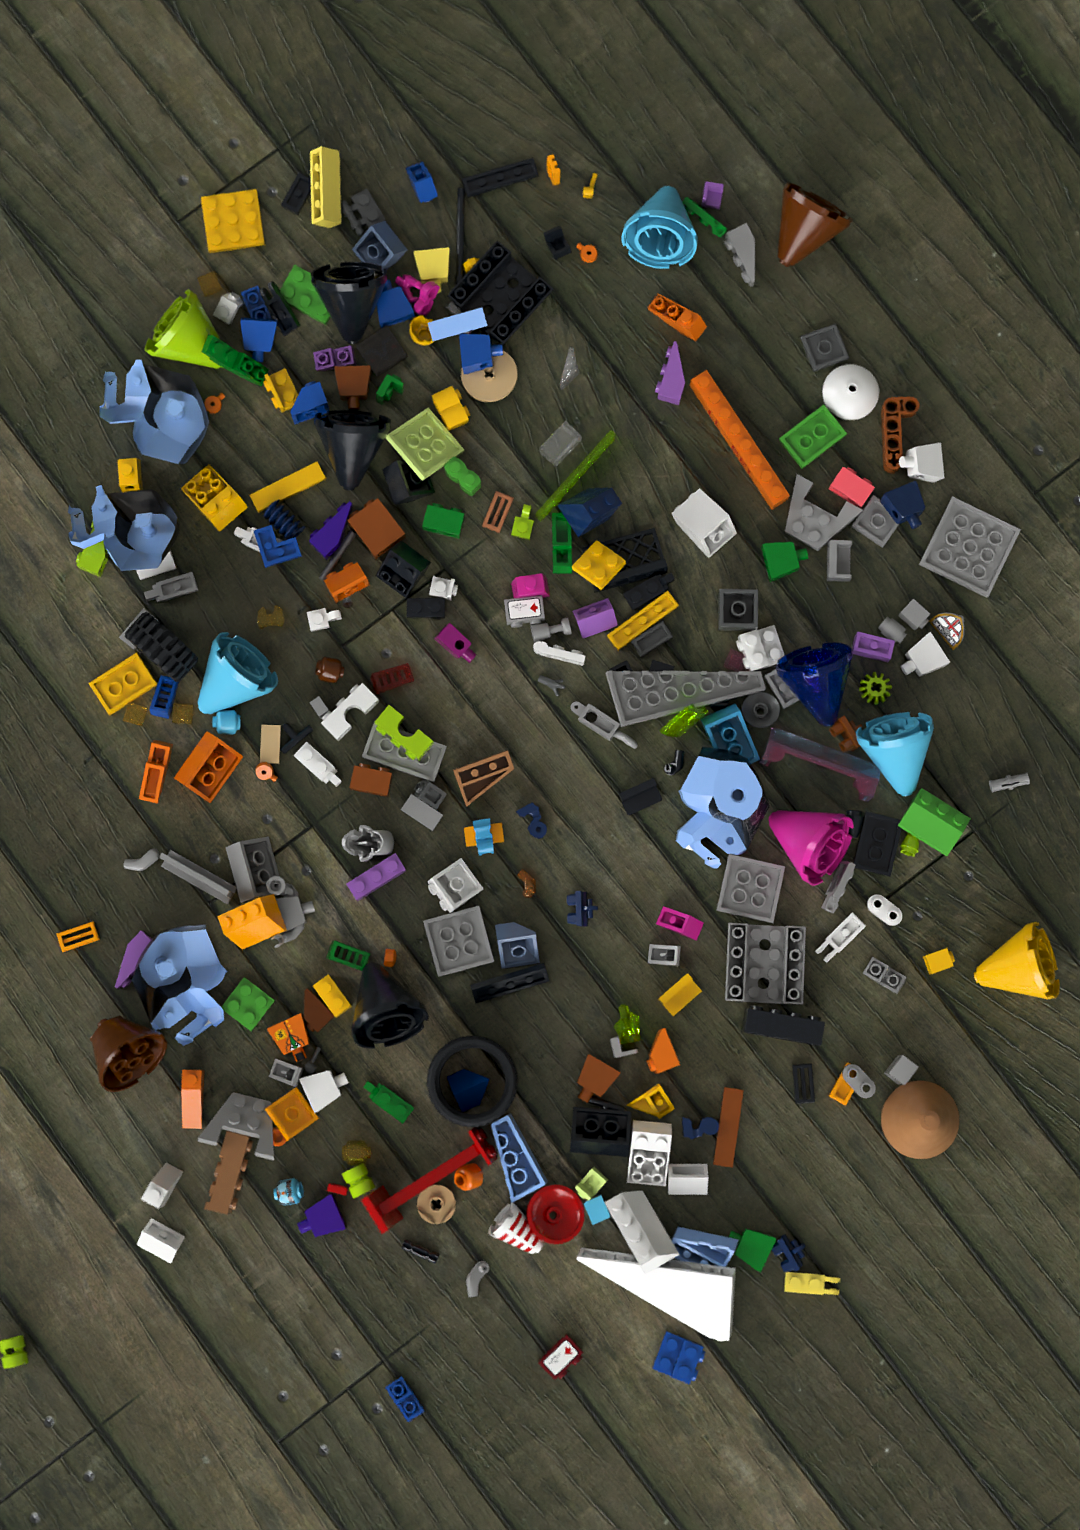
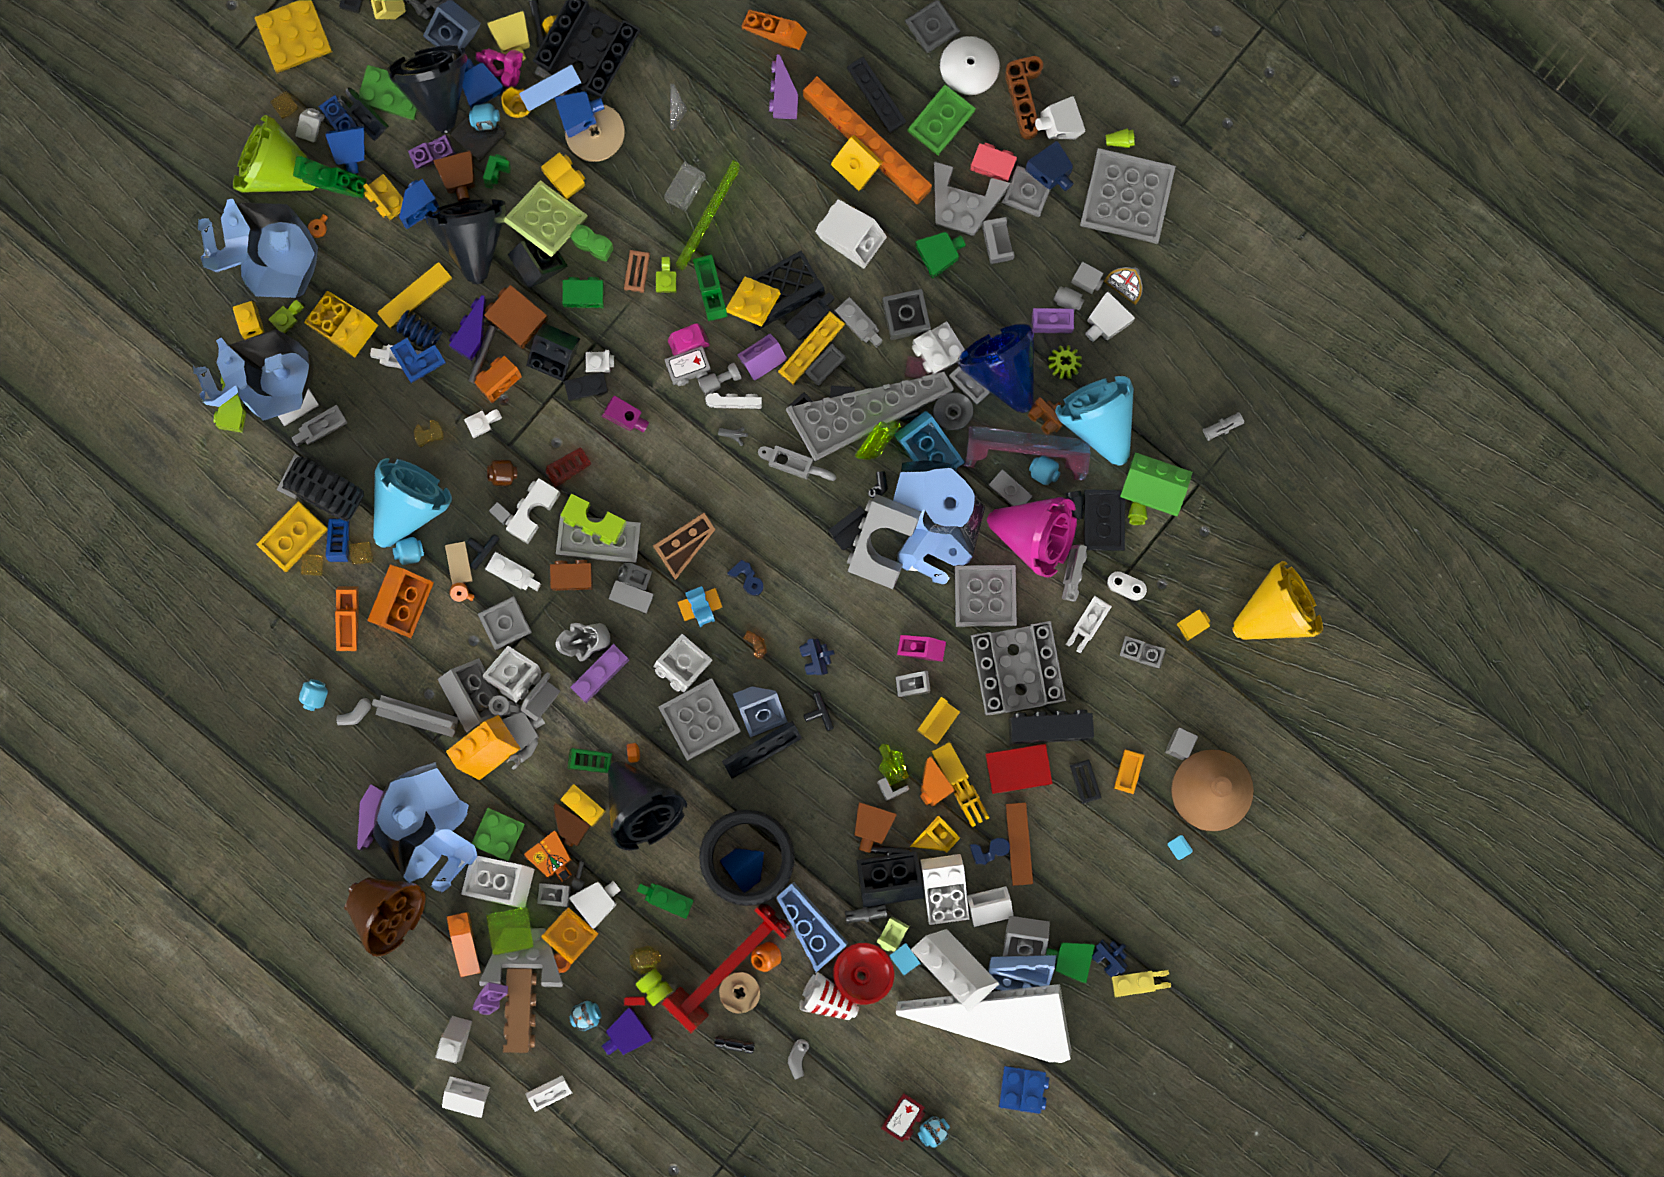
camera: 15 degrees left, 0 degrees up
(79, 944) = (322, 798): light orange tile -> none
(108, 834) = (313, 694): none -> medium azure head
(163, 480) = (284, 318): none -> lime plate
(203, 1155) = (489, 998): none -> medium lavender slope
(237, 1048) = (498, 881): none -> white slope
(237, 1097) = (510, 931): none -> clear neon green bracket
(238, 1255) = (548, 1093): none -> white plate
(296, 859) = (513, 674): none -> white plate
(299, 809) = (504, 623): none -> light grey tile
(315, 887) = (540, 698): none -> light grey panel
(390, 337) = (484, 117): none -> medium azure head
(570, 1158) = (866, 914): none -> dark grey pin
(573, 960) = (820, 712): none -> black piece
(586, 1377) = (933, 1131): none -> head
(590, 509) = (730, 246): dark blue slope -> none
(647, 829) = (865, 560): none -> light grey arch
(684, 1048) = (956, 774): none -> yellow arm
(692, 606) = (858, 322): none -> light grey hinge
(714, 1216) = (1026, 937): none -> light grey slope
(724, 458) = (856, 163): none -> yellow plate
(744, 1057) = (1018, 769): none -> red tile
(757, 399) = (876, 95): none -> black plate
(796, 794) = (1010, 489): none -> light grey plate
(833, 784) = (1044, 470): none -> medium azure head
(858, 1081) = (1141, 765): light grey plate -> none
(877, 1165) = (1180, 847): none -> medium azure slope
(976, 492) = (1122, 138): none -> lime cone

